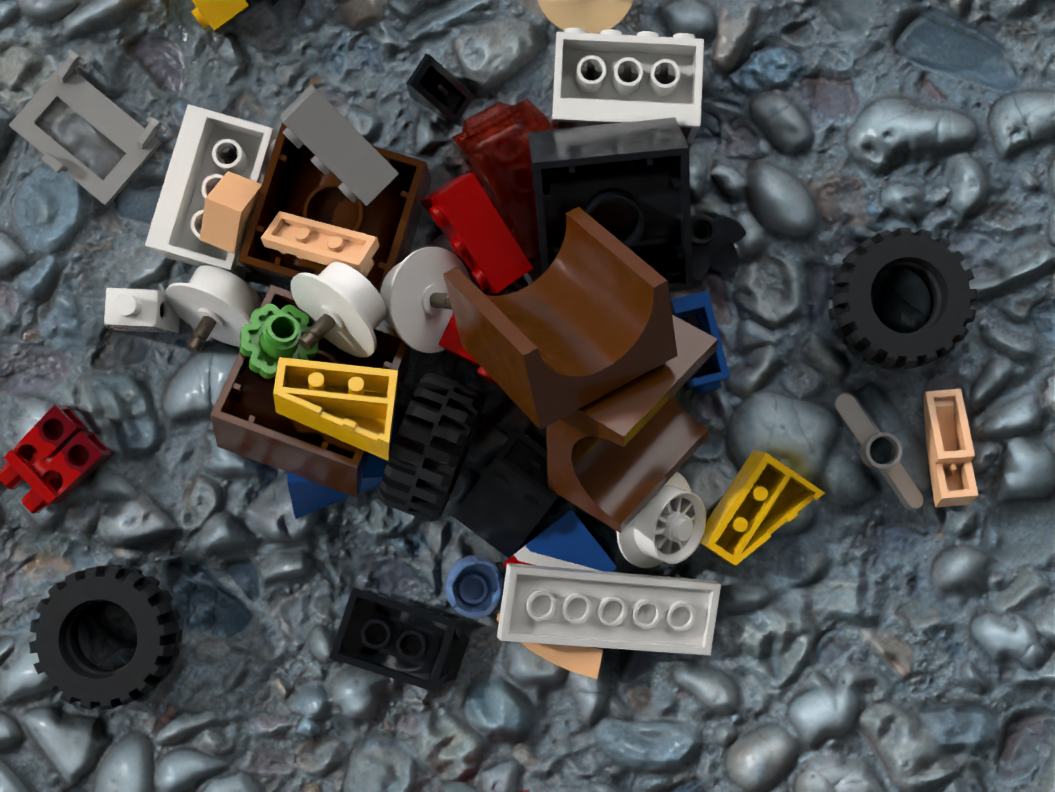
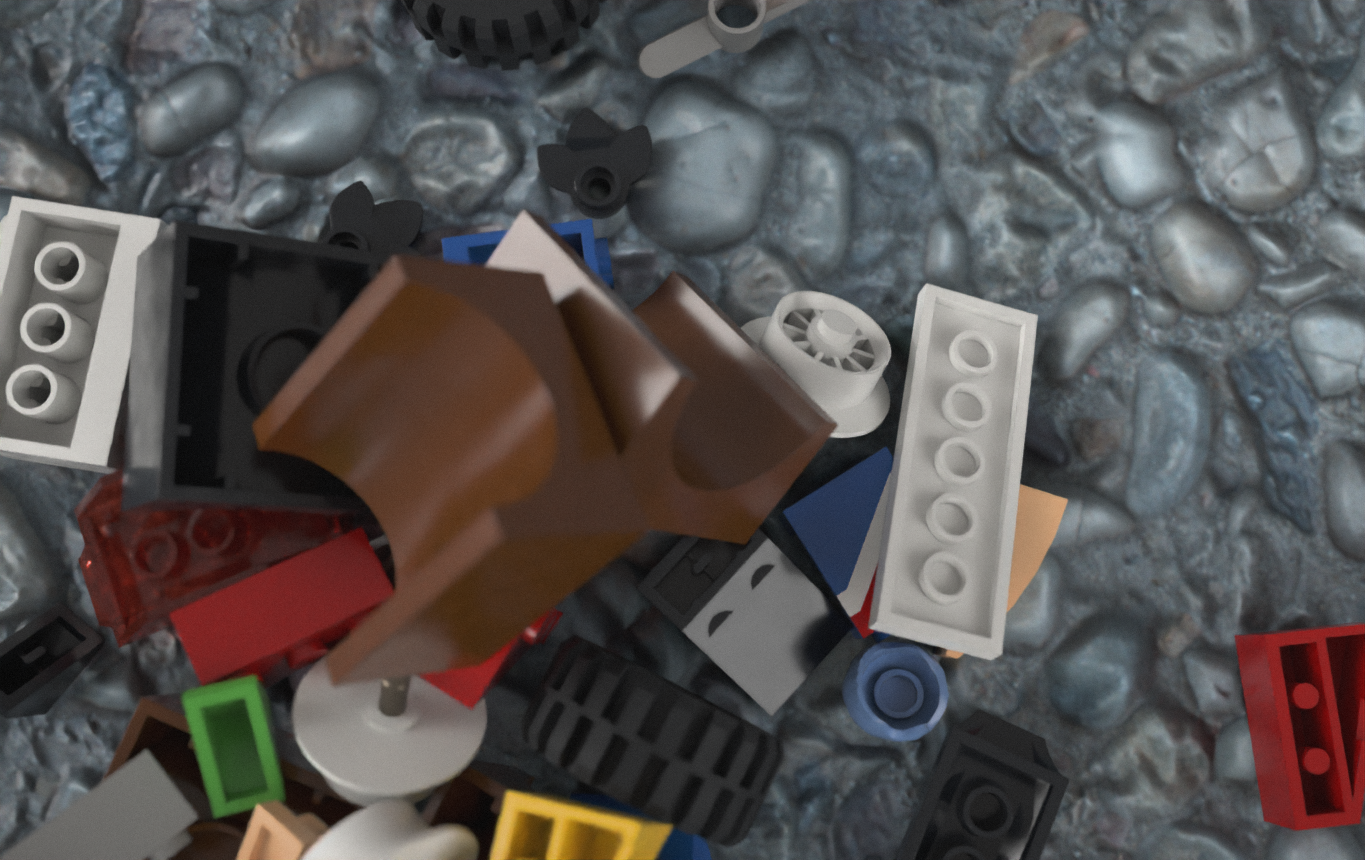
camera: 85 degrees left, 5 degrees down
(405, 219) = (235, 744): none -> bright green slope
(755, 506) = (806, 214): yellow wedge -> none
(779, 372) = (596, 157): none -> black plate

